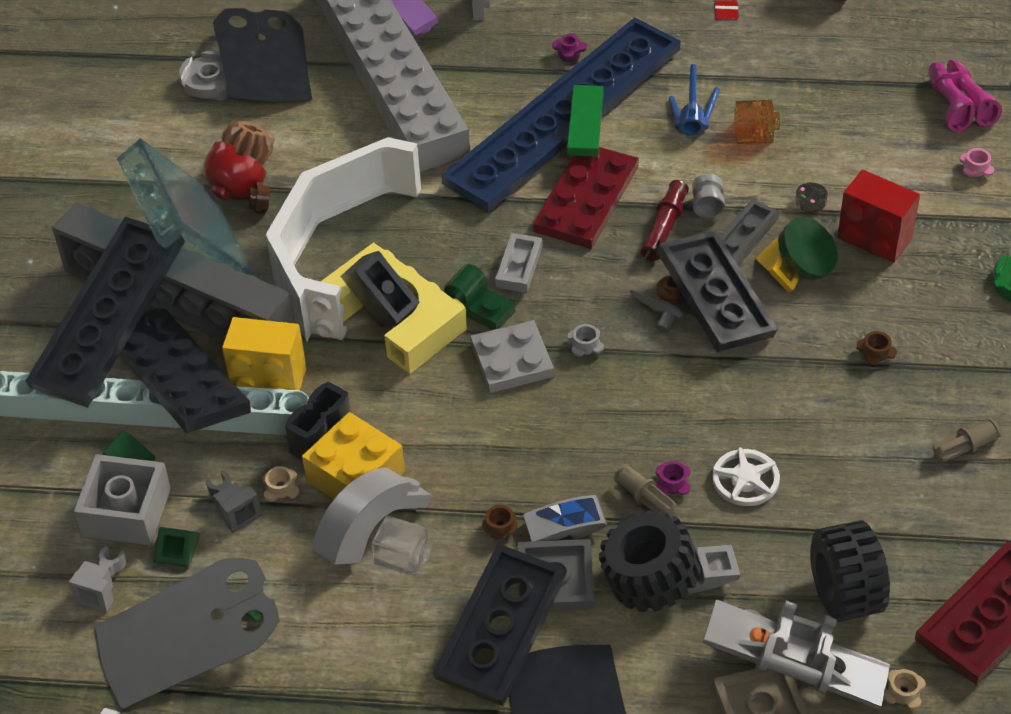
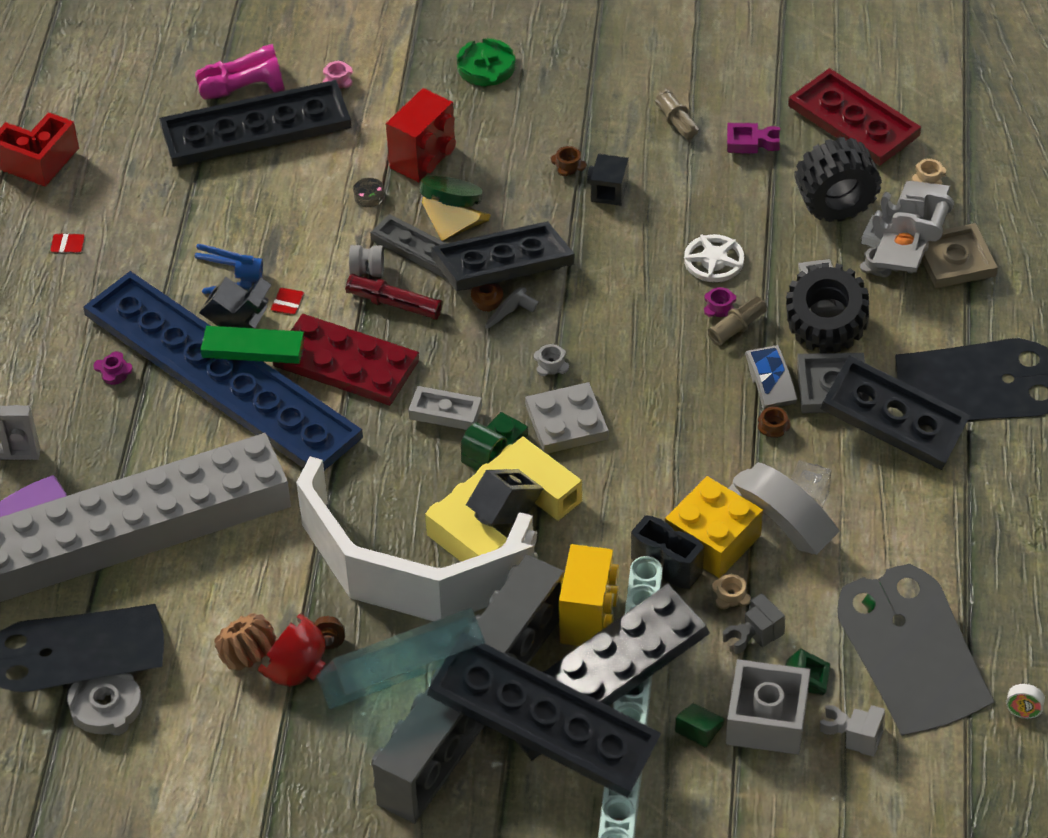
camera: 90 degrees left, 0 degrees up
(639, 109) = (235, 307): none -> black brick
(664, 153) = (287, 301): none -> red sticker
(755, 121) = (263, 221): clear orange brick -> none
(848, 378) = (608, 179): none -> black brick
(895, 110) = (254, 123): none -> black plate
(937, 505) = (747, 138): none -> magenta plate

